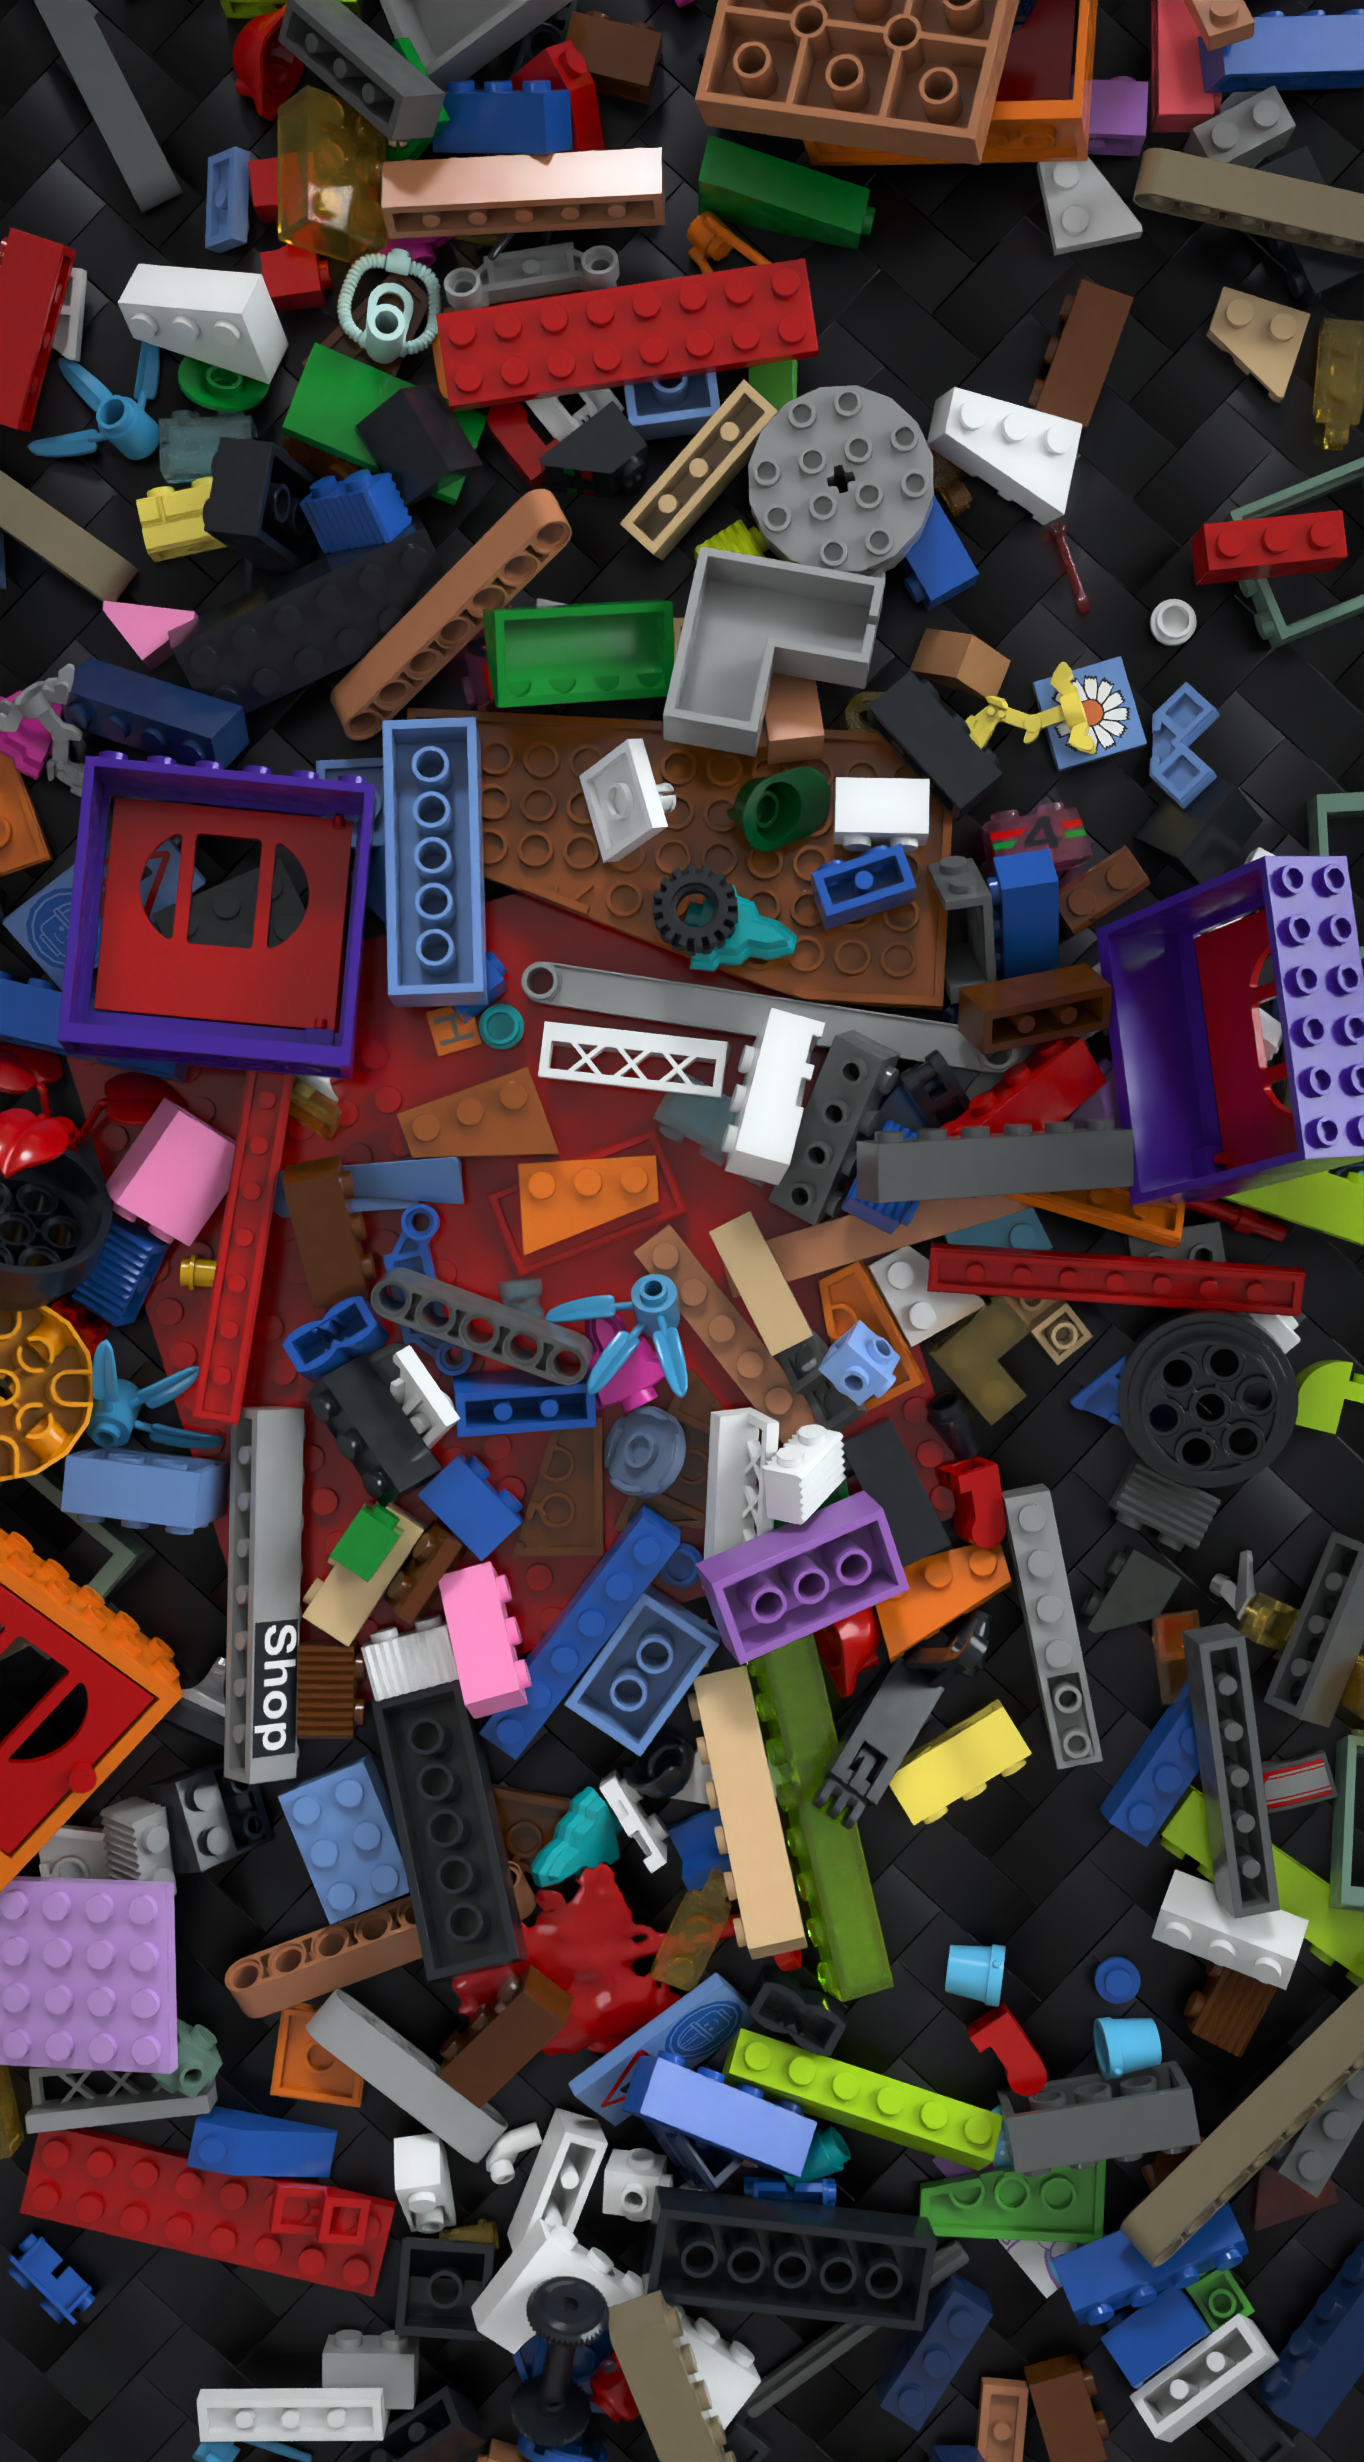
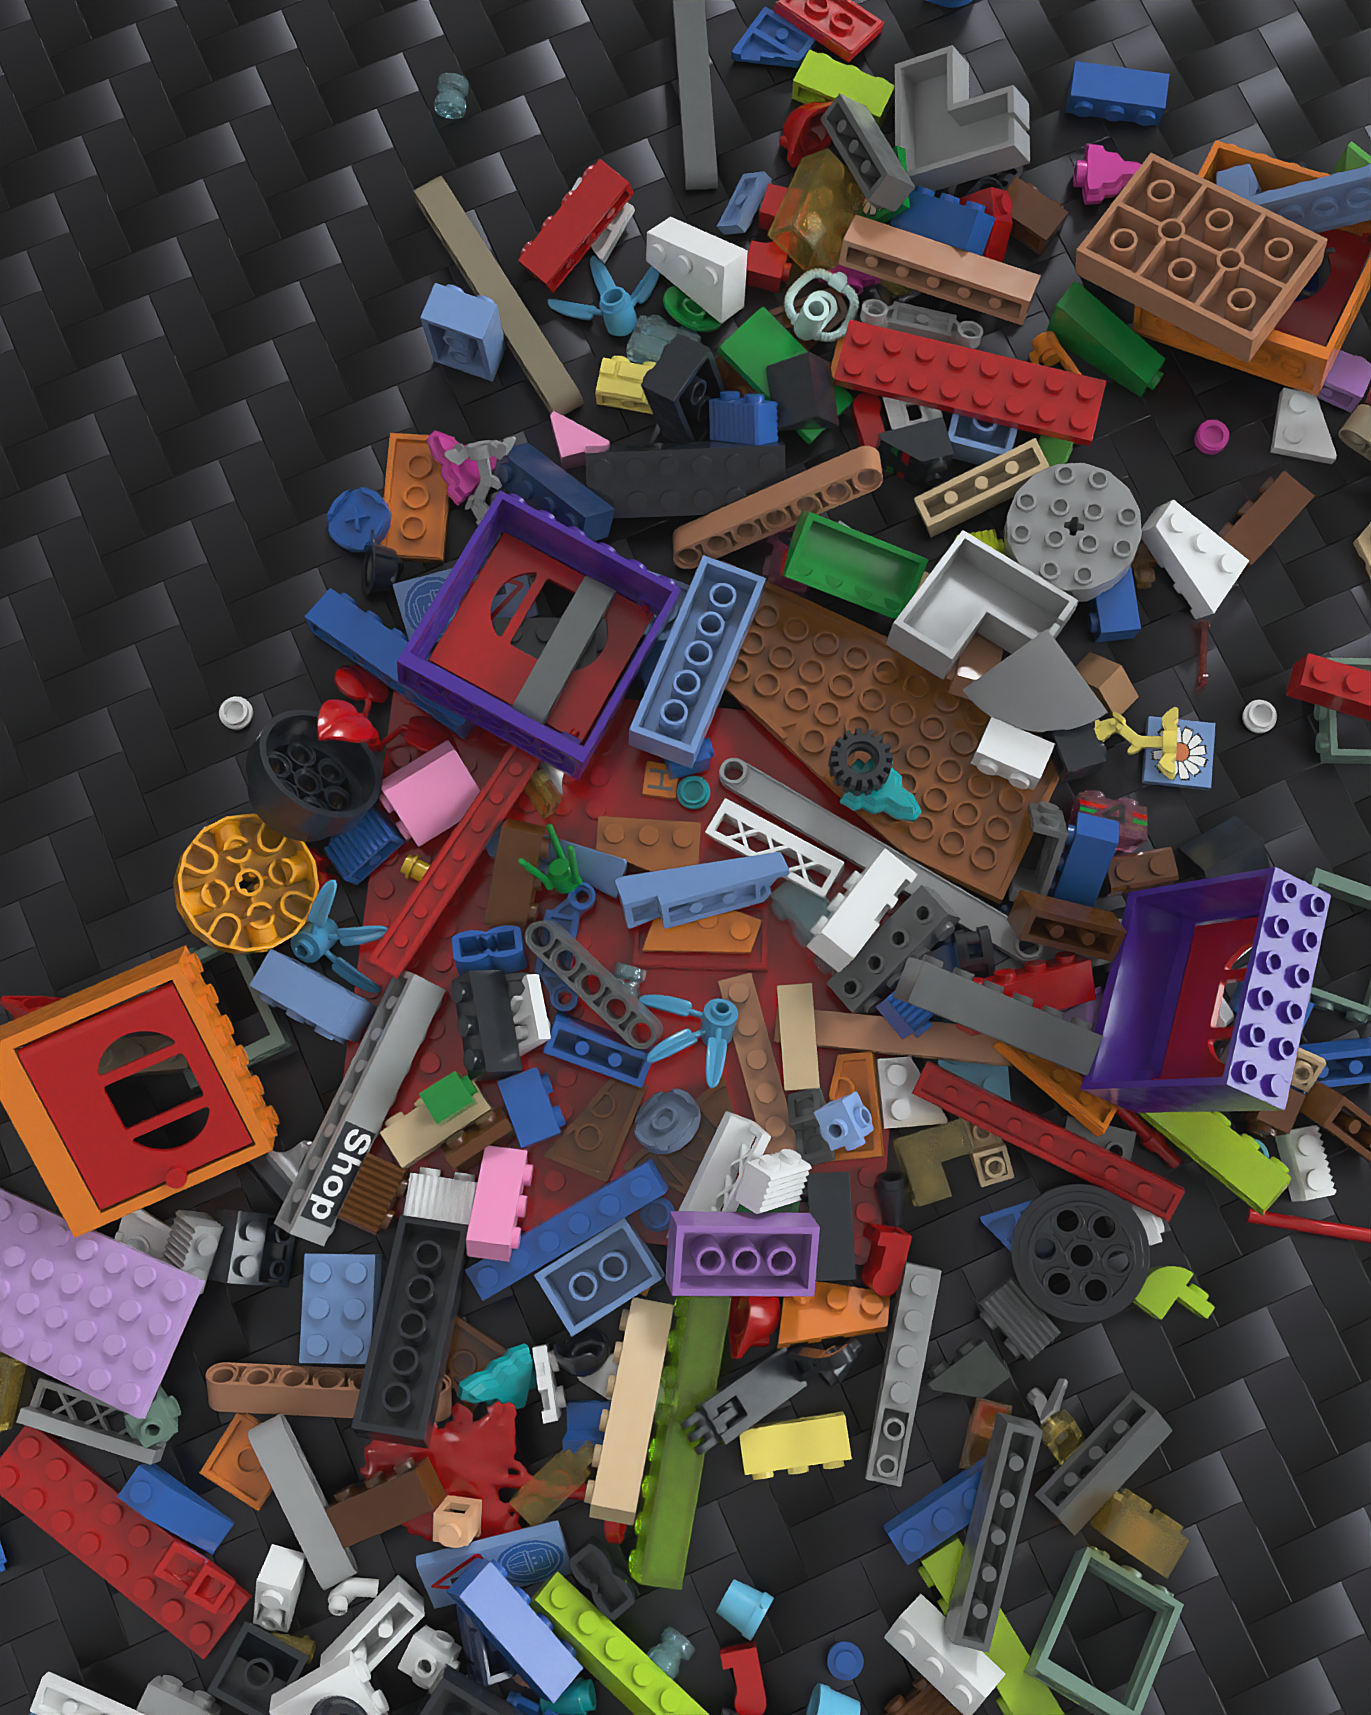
camera: 30 degrees right, 10 degrees down
(260, 926) = (564, 650): none -> dark grey beam
(381, 1205) = (562, 874): none -> green plant
(562, 1153) = (698, 890): none -> medium blue wedge
(603, 2034) = (456, 1528): none -> light nougat brick
(625, 800) = (842, 673): white tile -> none
(636, 1378) = (682, 1067): dark pink rock -> none
(781, 807) = (946, 722): dark green piece -> none
(862, 885) = (980, 795): blue brick -> none
(879, 720) = (1036, 689): none -> light grey brick
(909, 2063) = (668, 1654): none -> clear light blue wheel
(970, 267) = (1211, 437): none -> dark pink tile
(1174, 729) = (1233, 786): medium blue tile -> none
(1298, 1781) = (1037, 1567): slope -> none

